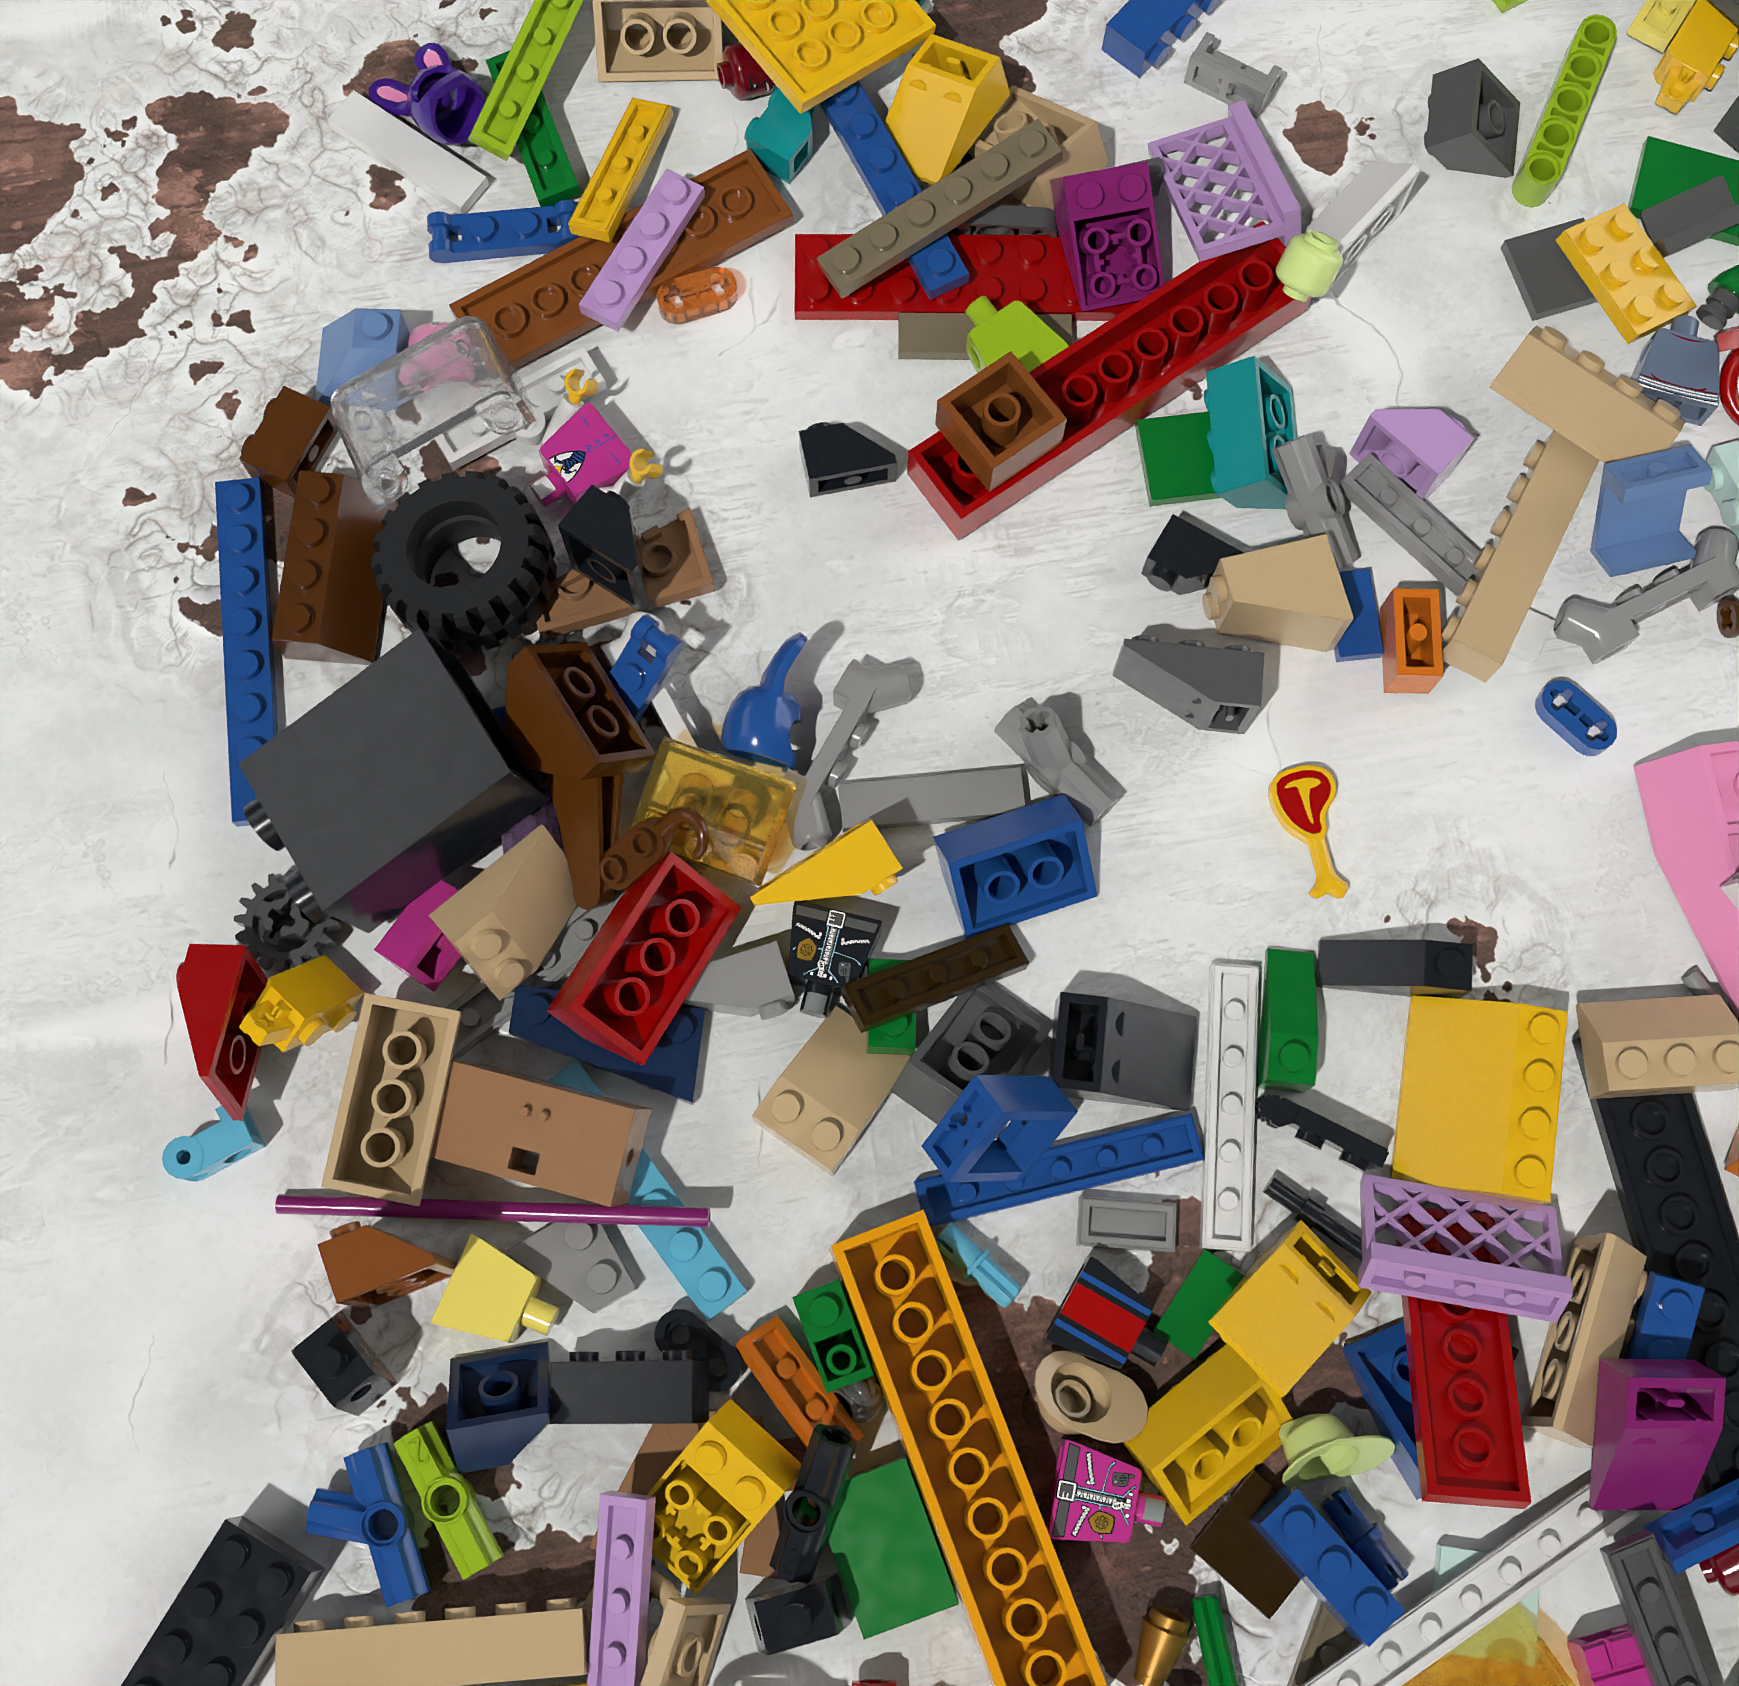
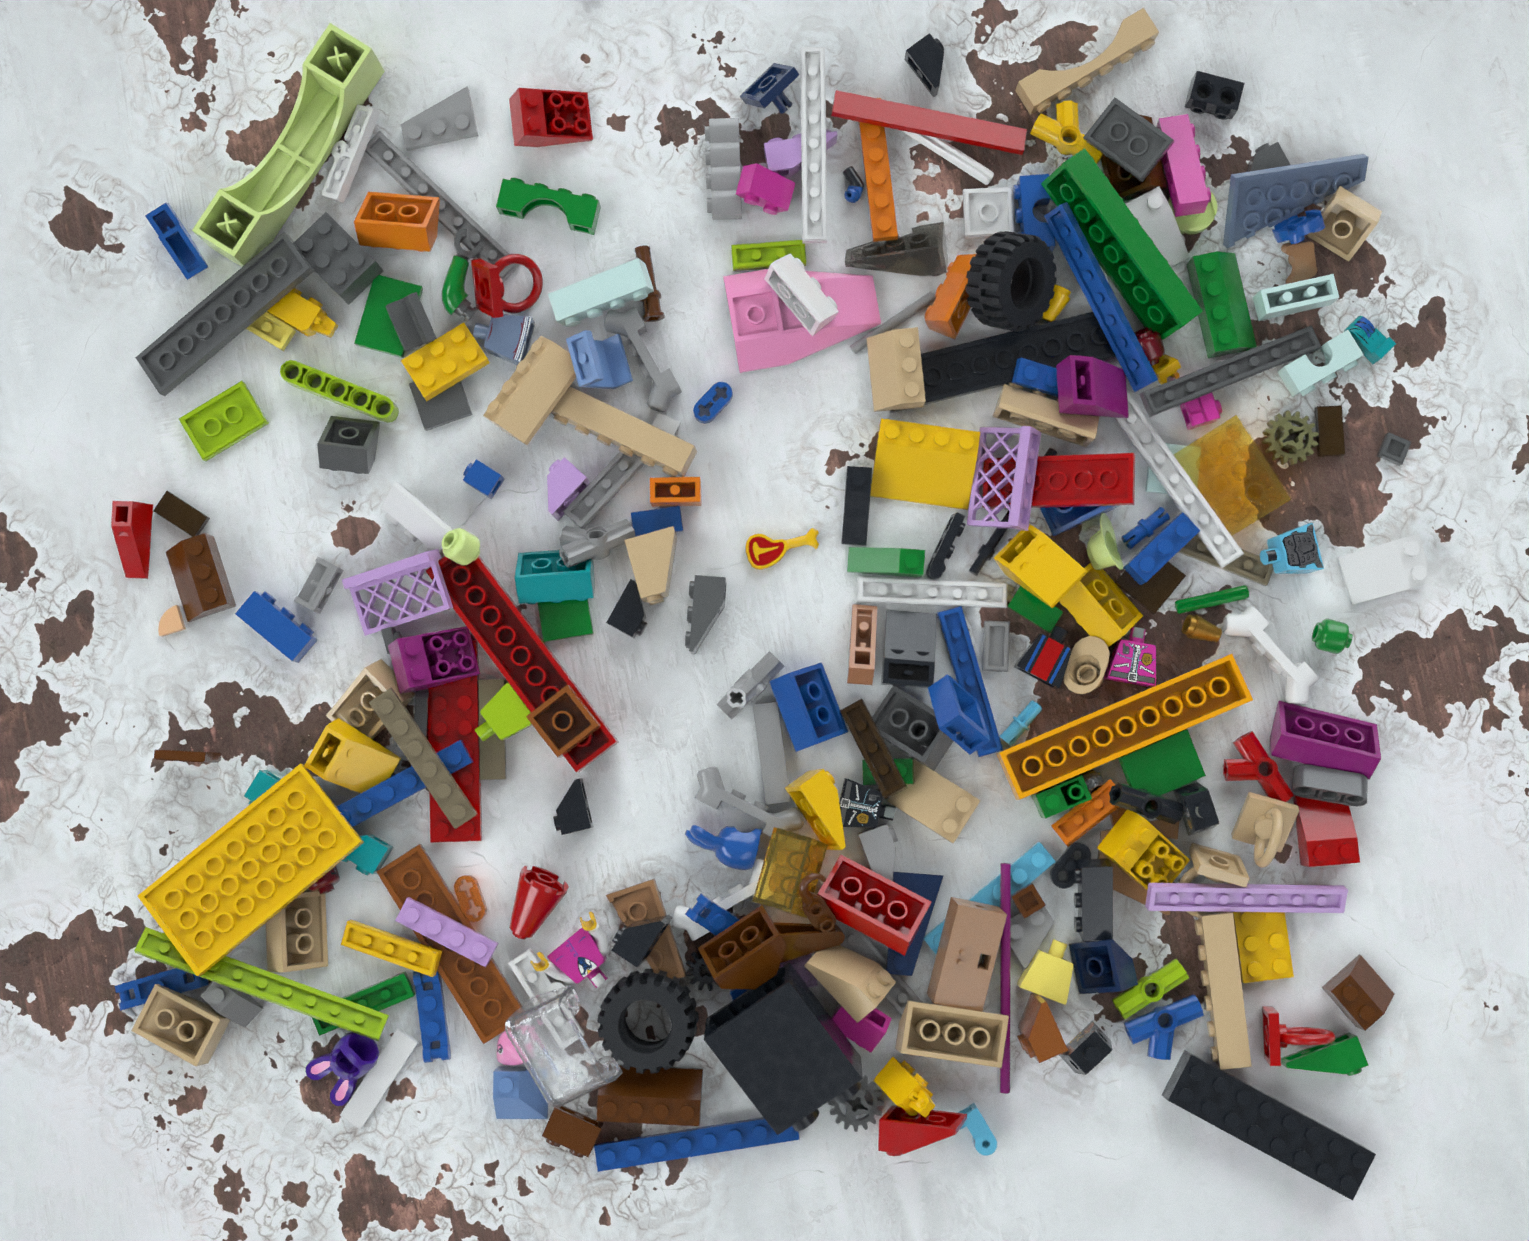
camera: 85 degrees left, 10 degrees up
(635, 1259) = (1027, 900): none -> reddish brown tile
(689, 389) = (534, 900): none -> red cone
(1129, 966) = (862, 645): none -> nougat slope
(1421, 329) = (483, 478): none -> blue brick
(1697, 1596) = (1166, 367): none -> yellow tile

